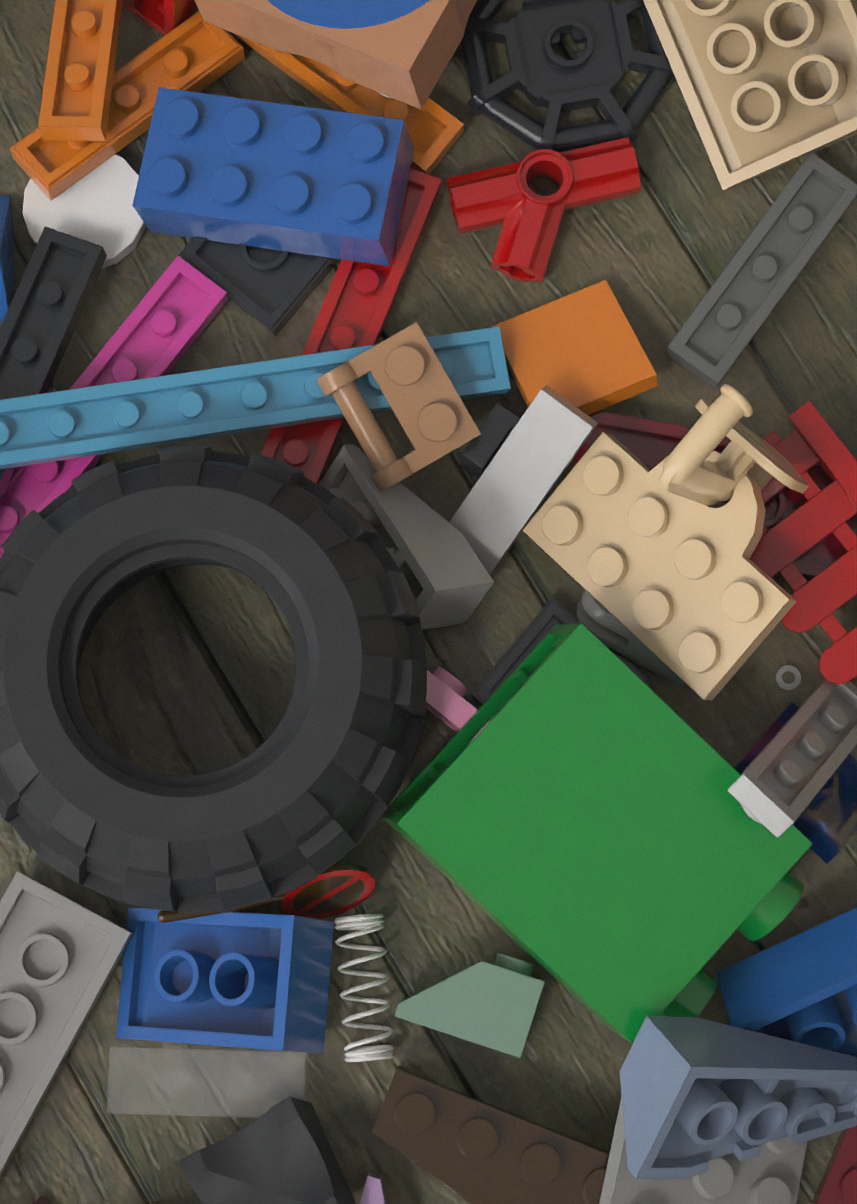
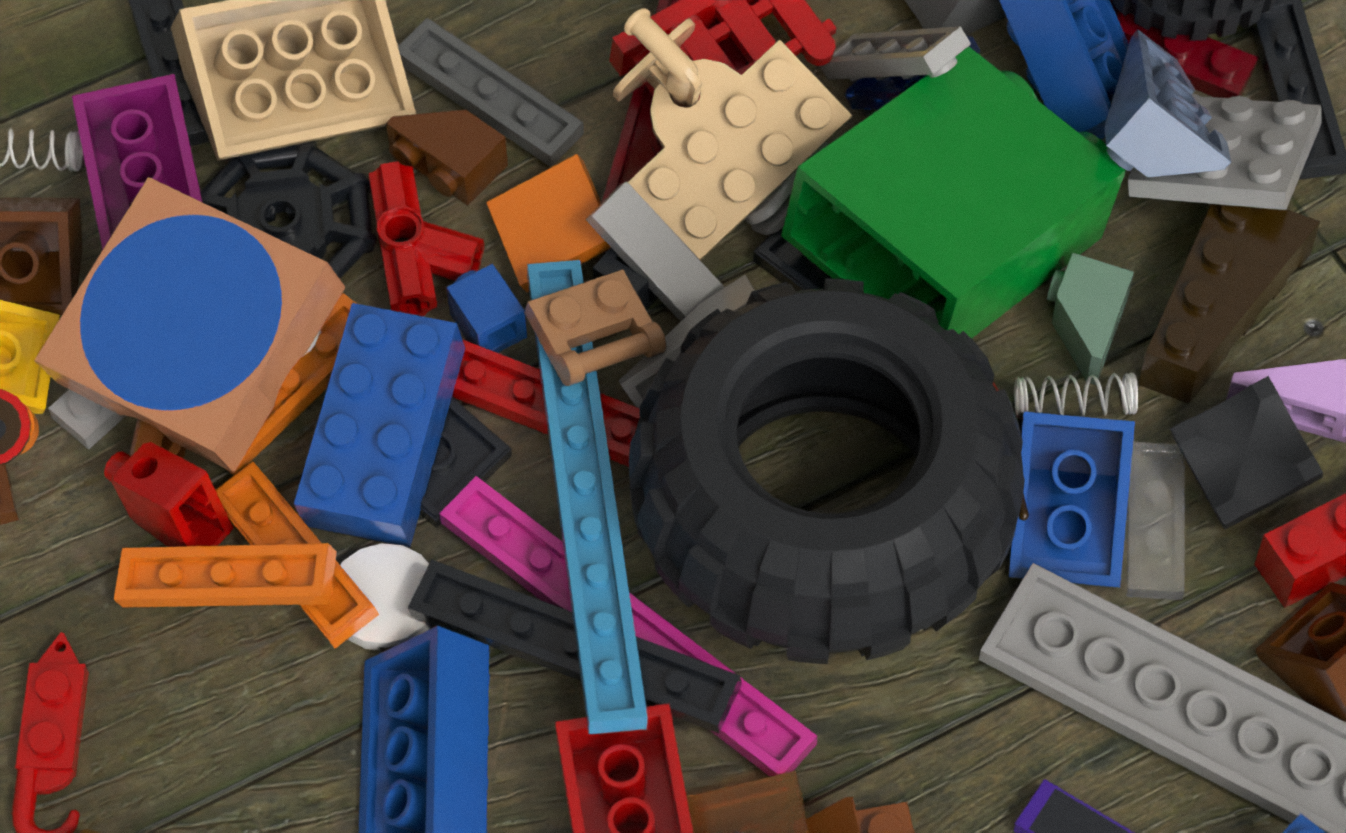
camera: 85 degrees left, 20 degrees down
(450, 287) = (486, 309): none -> blue brick
(672, 233) = (450, 149): none -> reddish brown slope

